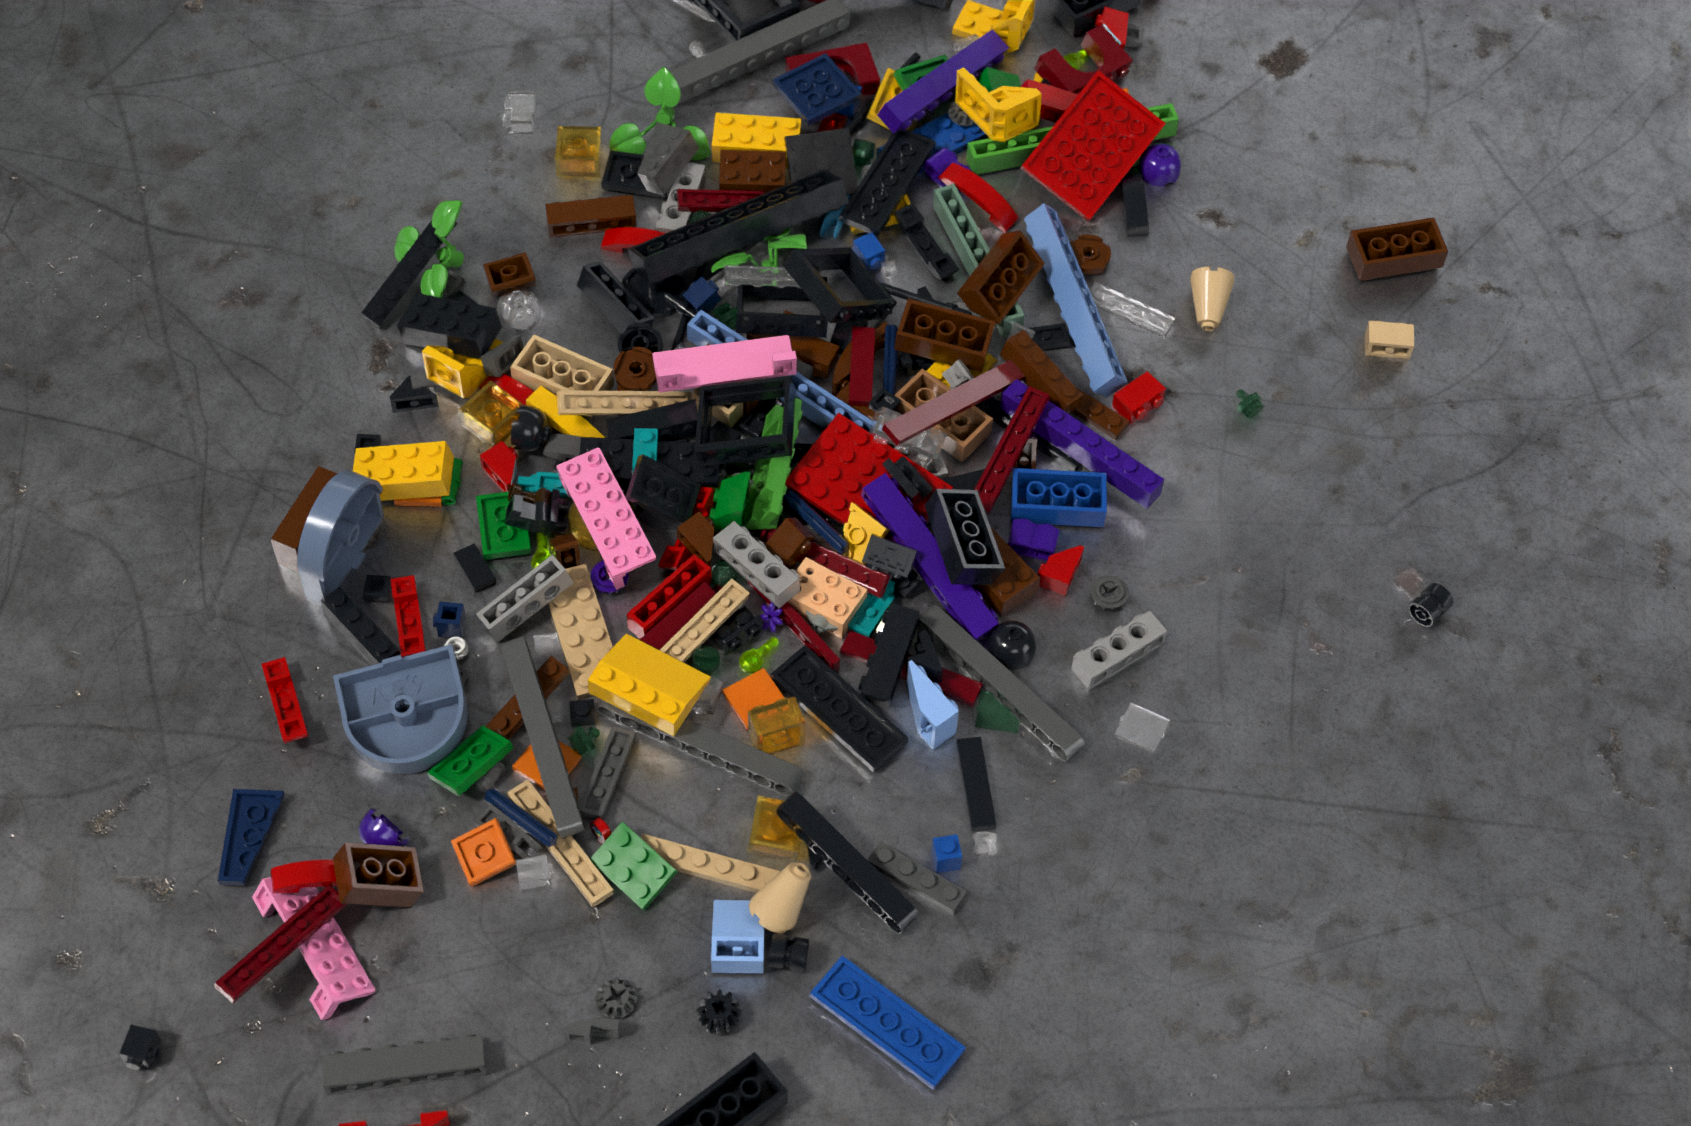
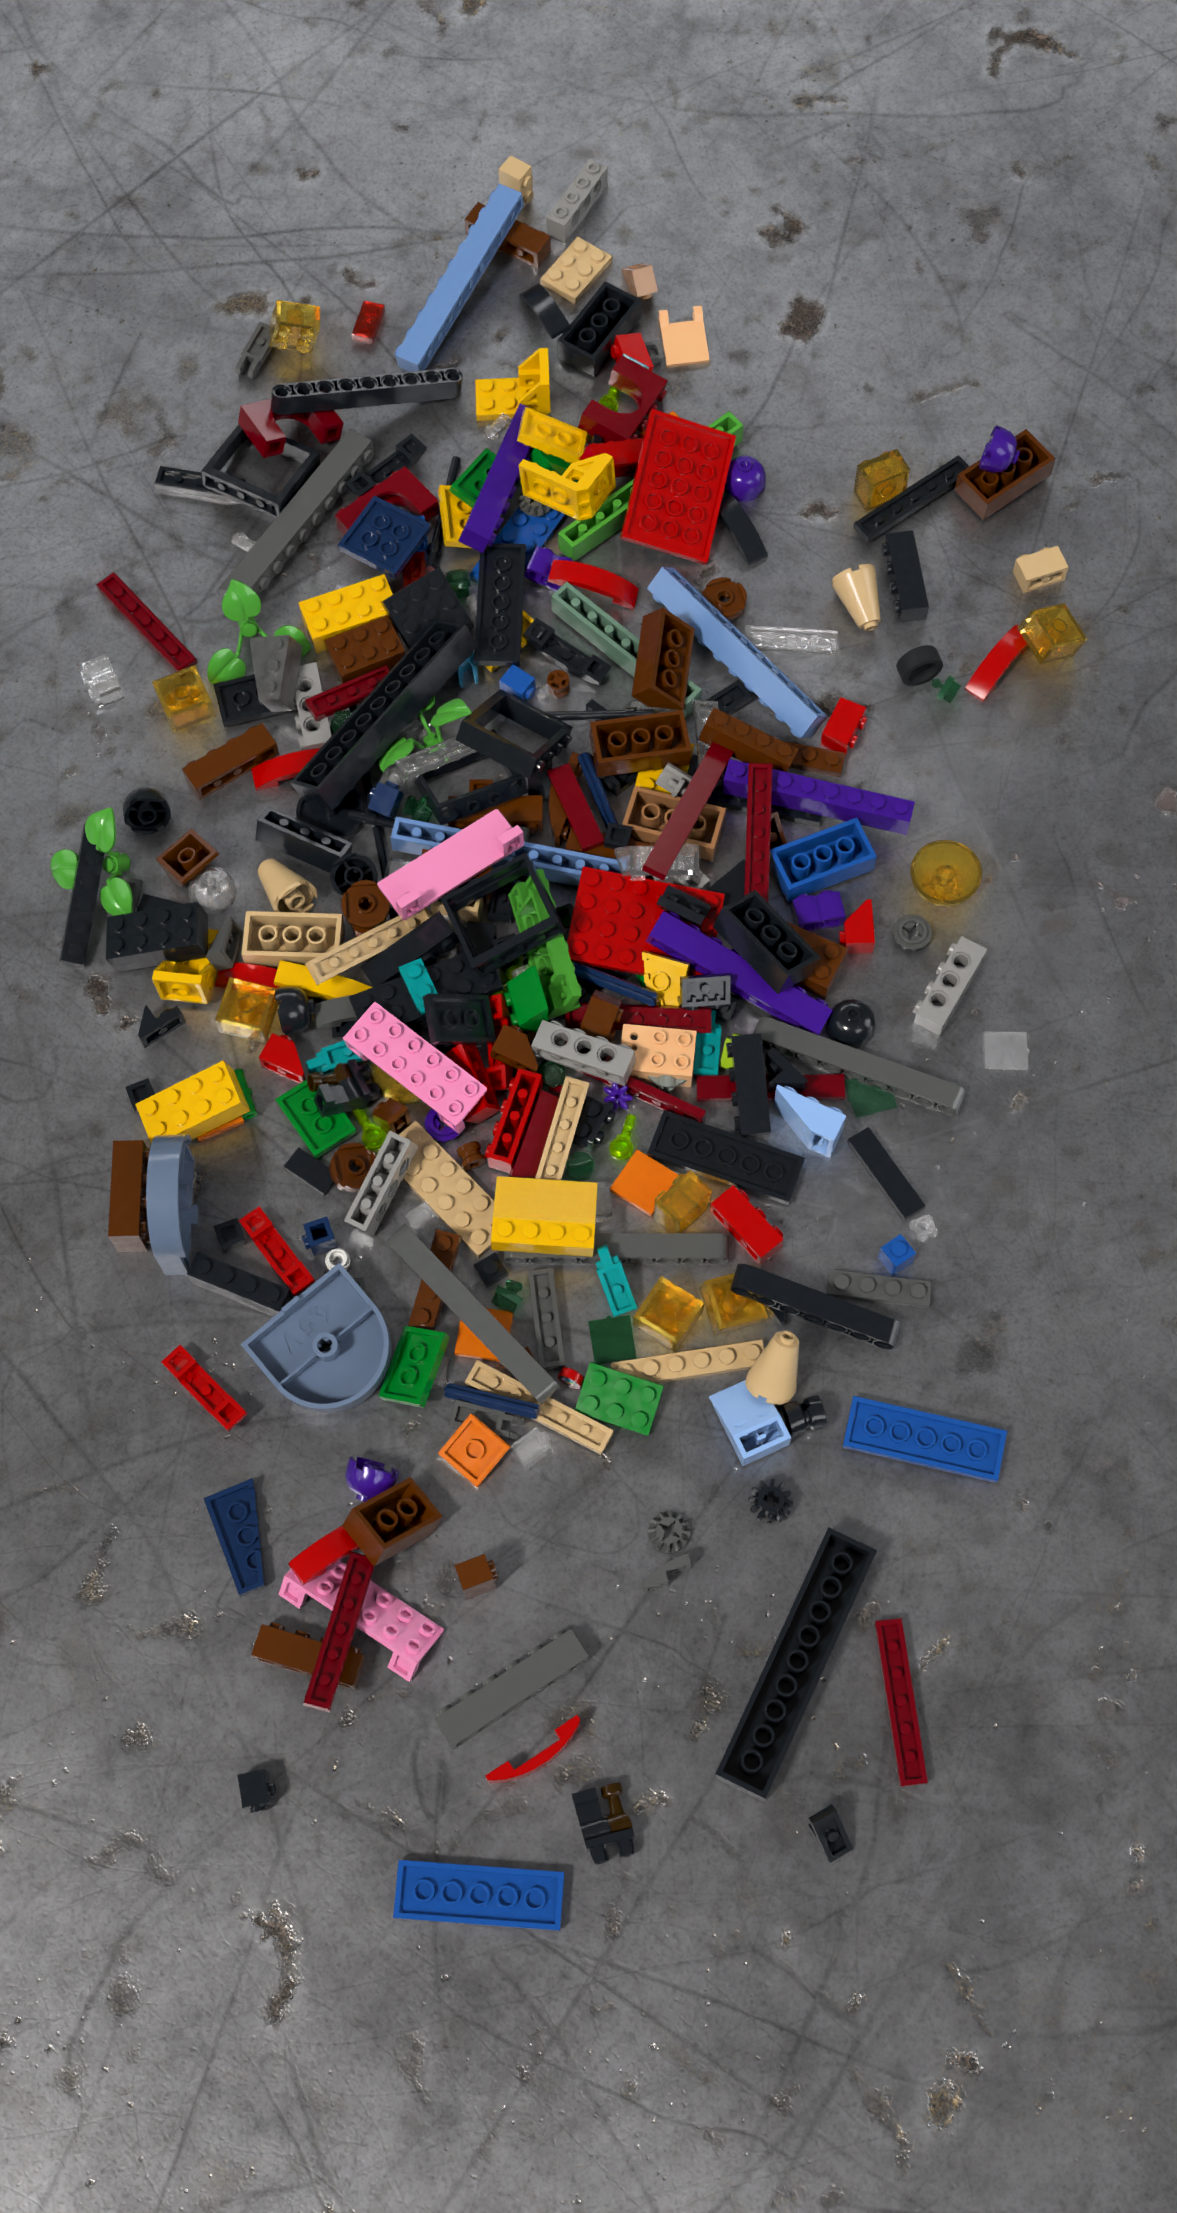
camera: 20 degrees left, 10 degrees up
(233, 944) = (300, 1653): none -> reddish brown brick
(424, 954) = (477, 1576): none -> reddish brown brick
(497, 225) = (146, 810): none -> black cylinder
(503, 568) = (341, 1161): none -> reddish brown plate
(580, 332) = (286, 888): none -> tan cone
(583, 82) = (146, 623): none -> dark red tile
(616, 611) = (471, 1155): none -> reddish brown wheel
(656, 816) = (612, 1339): none -> clear green piece
(657, 533) = (469, 1059): none -> red brick
(681, 766) = (614, 1282): none -> teal hinge
(714, 813) = (668, 1314): none -> clear yellow brick
(826, 771) = (747, 1224): none -> red brick
(875, 36) = (406, 454): none -> black slope
(901, 261) = (559, 678): none -> reddish brown wheel
(1003, 62) = (551, 435): none -> yellow plate
(1162, 552) = (945, 873): none -> clear yellow piece
(1167, 37) = (684, 341): none -> light nougat flag
(1233, 363) = (919, 665): none -> black tyre
(1262, 298) = (906, 576): none -> black brick
(1280, 210) = (880, 479): none -> clear yellow brick
(1298, 238) = (910, 500): none -> black plate
(1309, 399) = (996, 664): none -> red slope
(1369, 394) = (1052, 633): none -> clear yellow brick
(1395, 222) = (999, 451): none -> dark purple cylinder

